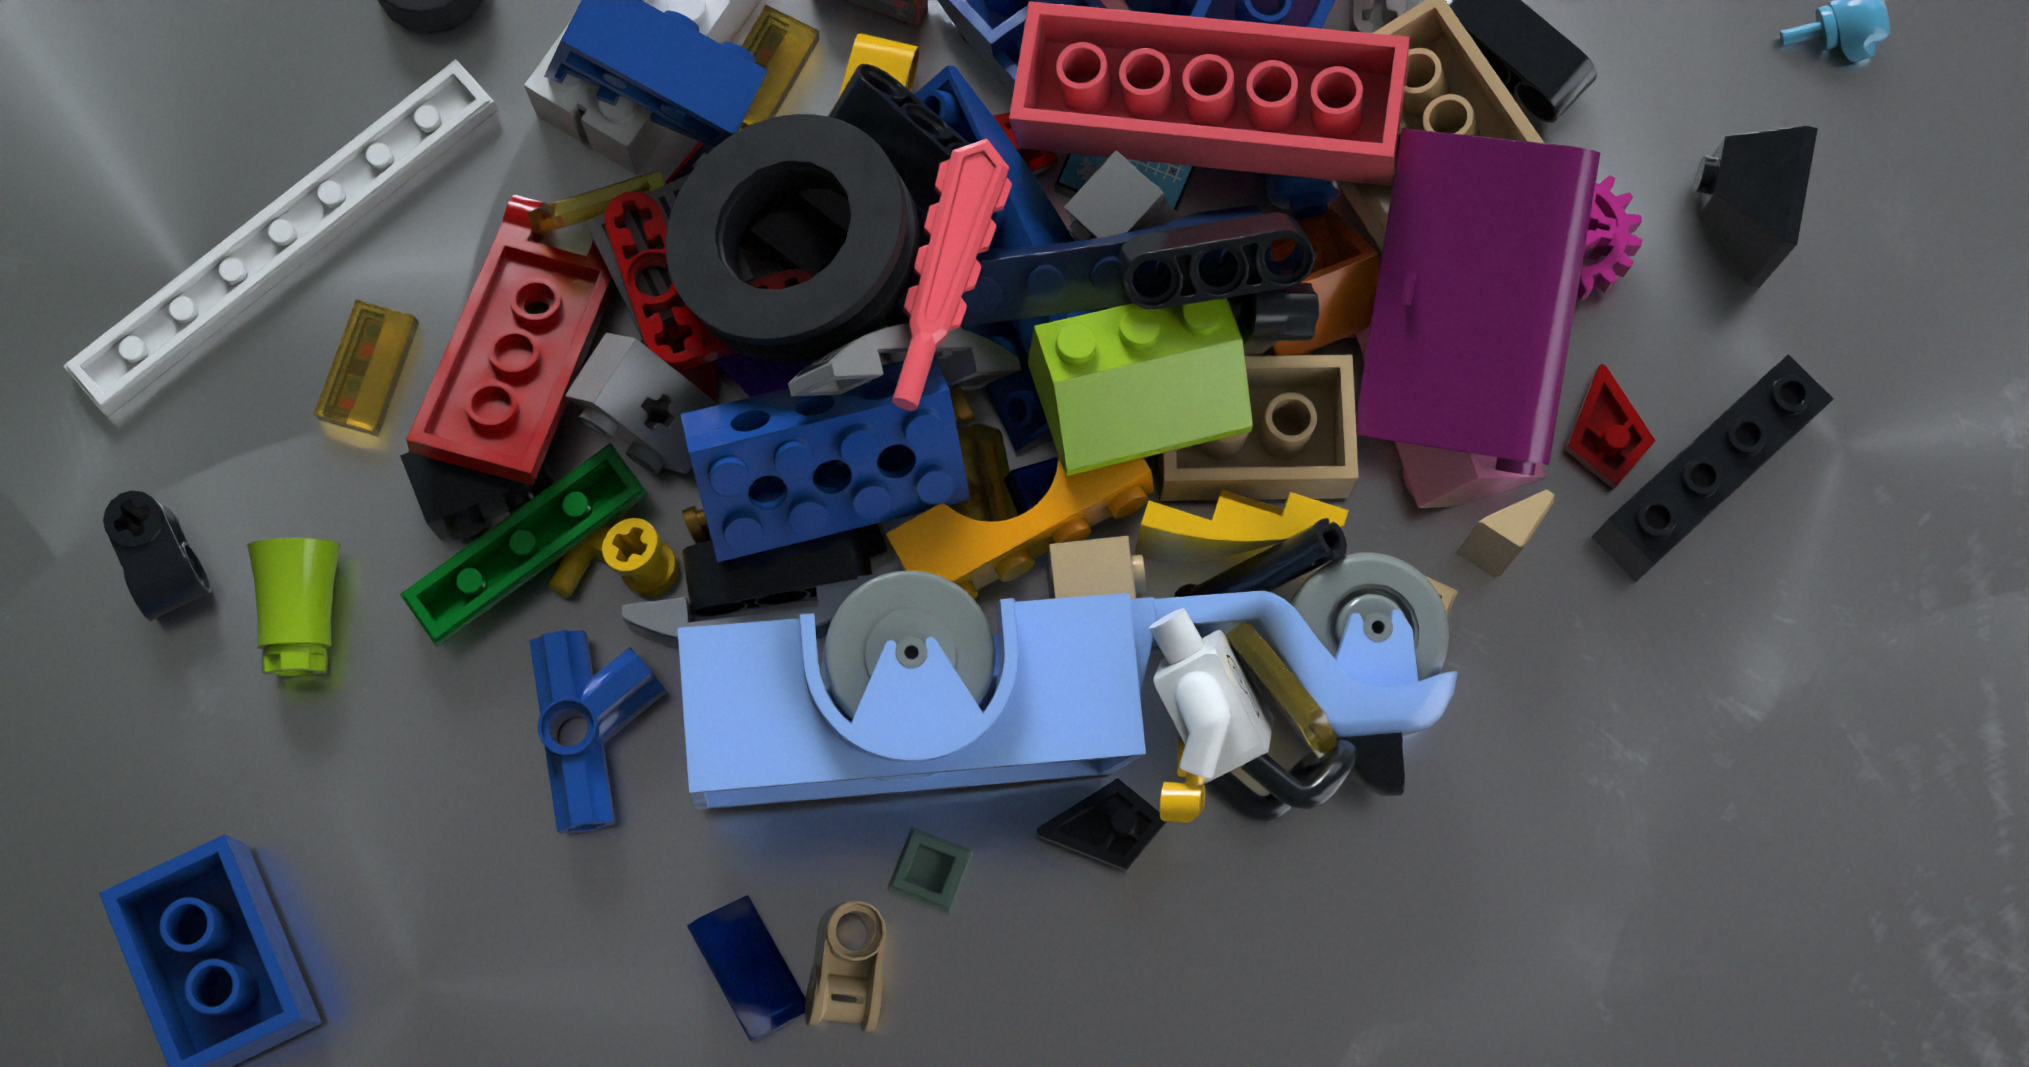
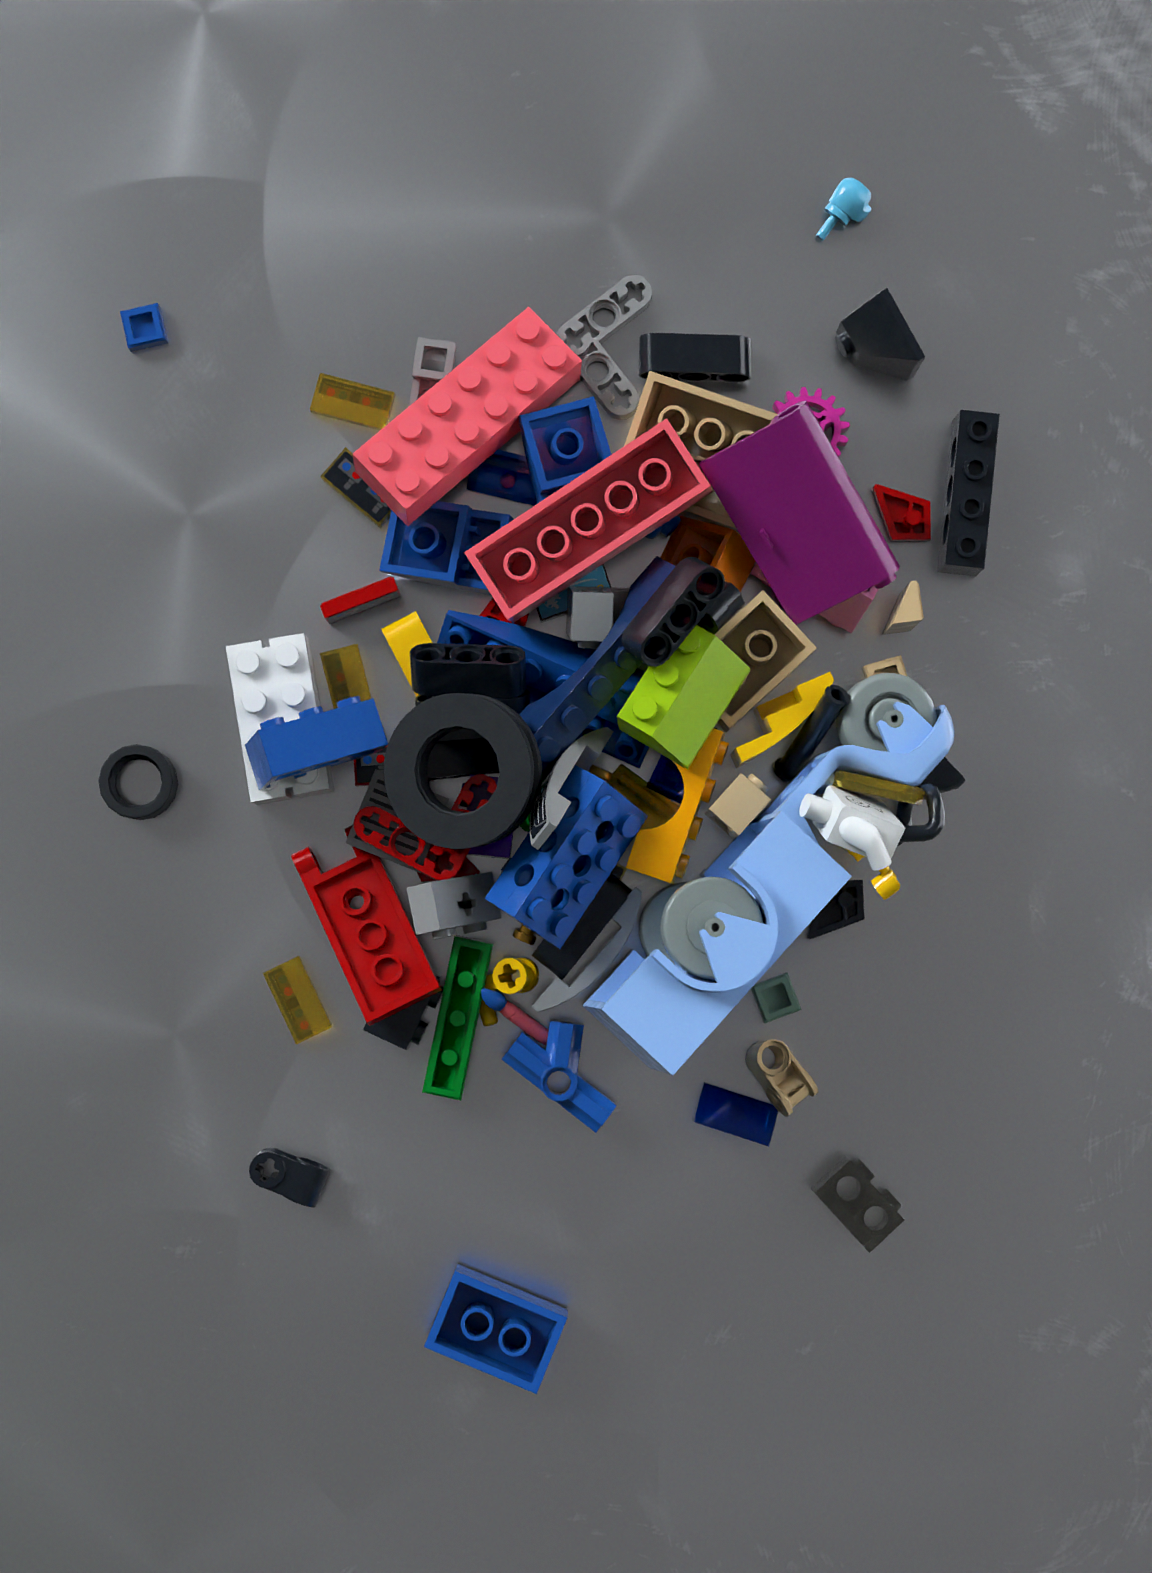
camera: 40 degrees left, 10 degrees up
(280, 238) = (195, 973): white tile -> none
(294, 603) = (376, 1140): lime plant -> none
(588, 204) = (337, 826): clear yellow tile -> none
(589, 568) = (498, 1002): none -> coral piece
(959, 227) = (538, 697): coral sword -> none

